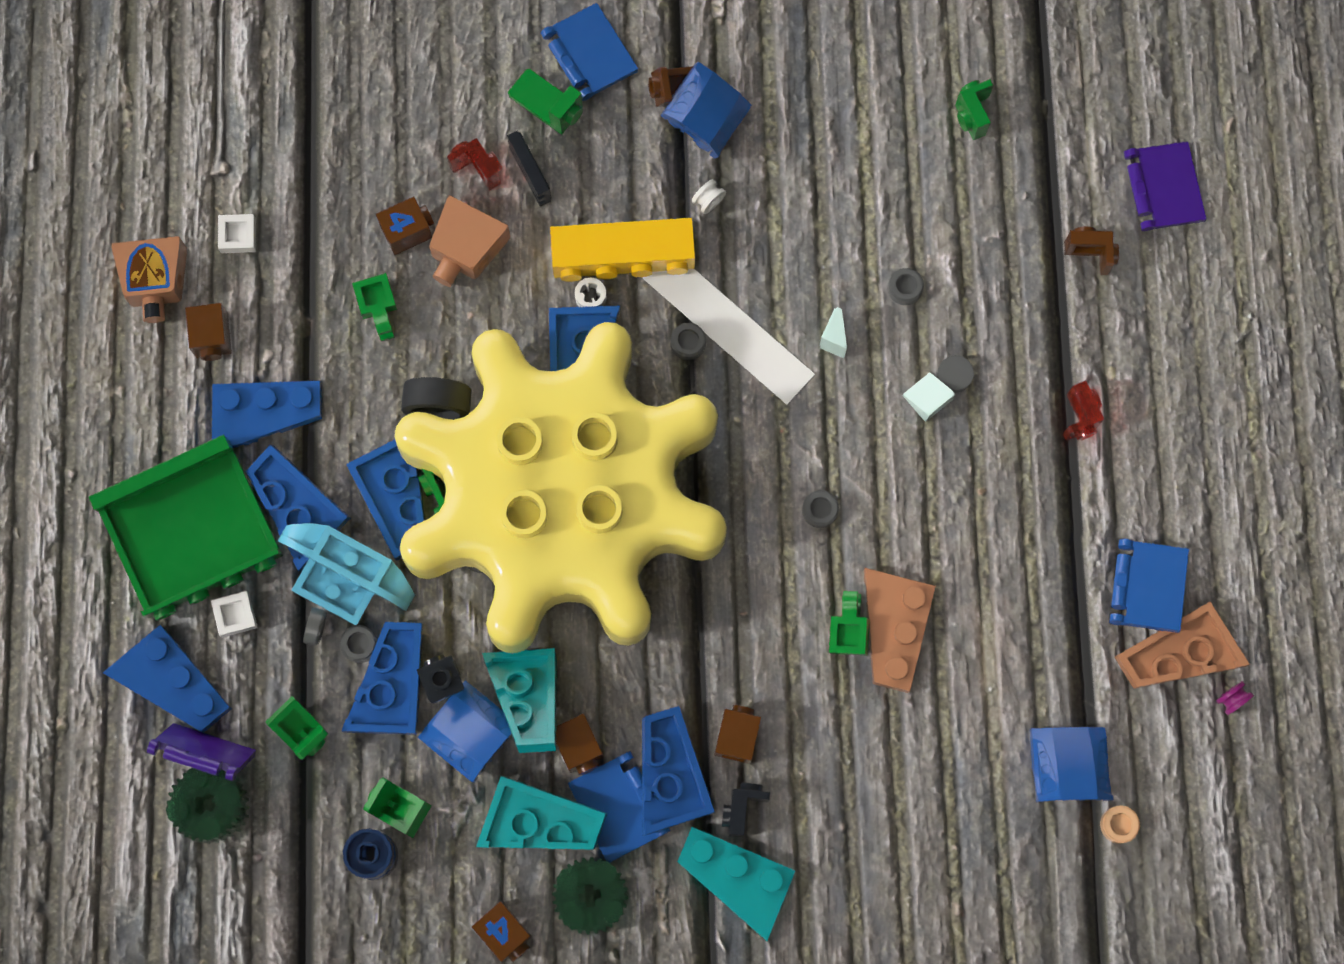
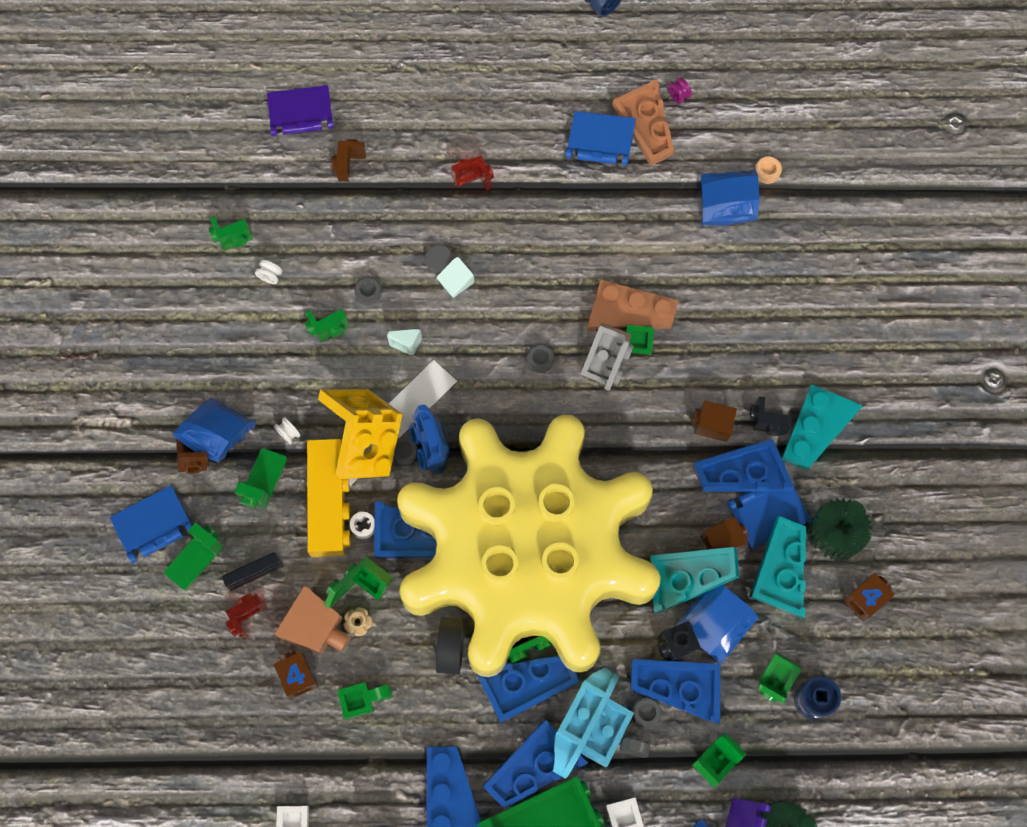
camera: 90 degrees left, 5 degrees down
(470, 303) = (361, 628): none -> tan plate
(522, 307) = (366, 575): none -> green bracket
(643, 171) = (261, 480): none -> green bracket
(695, 370) = (430, 433): none -> blue slope
(709, 280) = (367, 422): none -> yellow bracket
(822, 590) = (606, 355): none -> light grey bracket
(850, 241) = (330, 326): none -> green bracket
(923, 160) = (268, 272): none -> white bush

